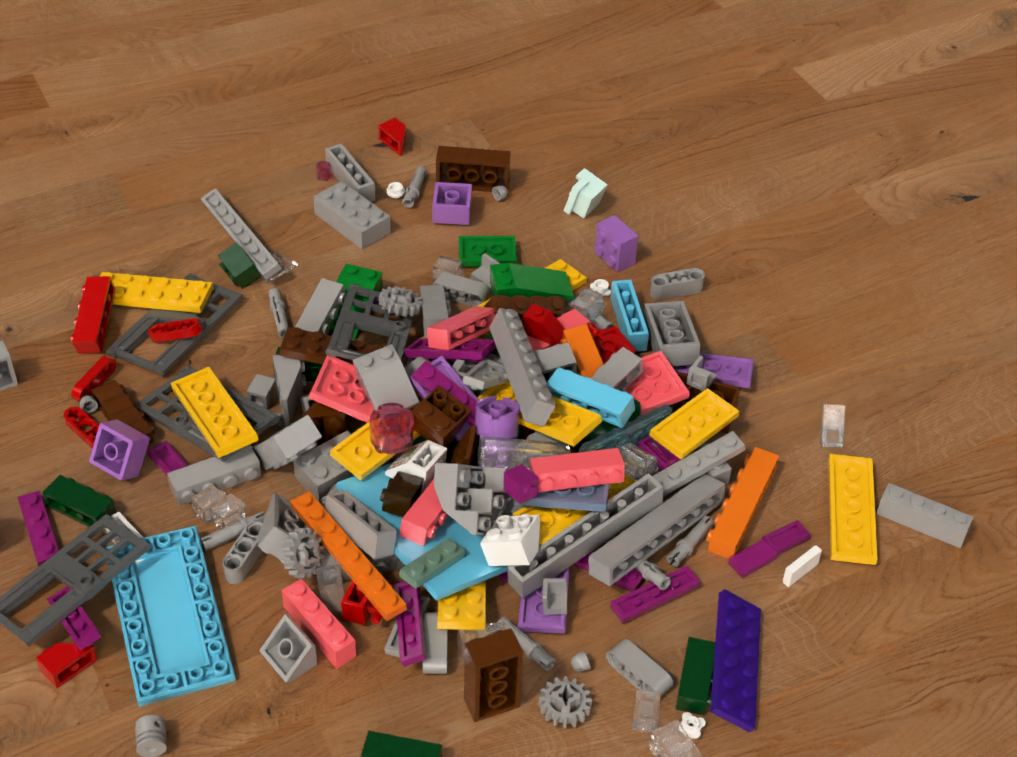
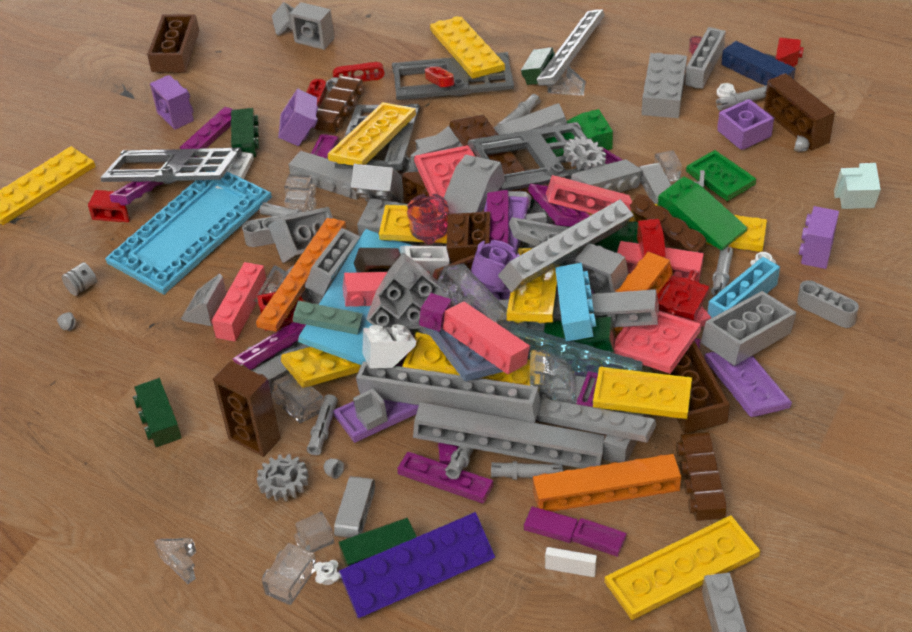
camera: 60 degrees right, 0 degrees up
(93, 314) = (410, 34): red brick -> none
(302, 552) = (286, 245): light grey gear -> none
(391, 156) = (754, 63): none -> dark blue brick
(589, 304) = (719, 259): clear brick -> none
(700, 377) = (707, 366): light grey panel -> none
(792, 450) = (702, 476): none -> reddish brown brick
(832, 425) = (768, 499): clear slope -> none

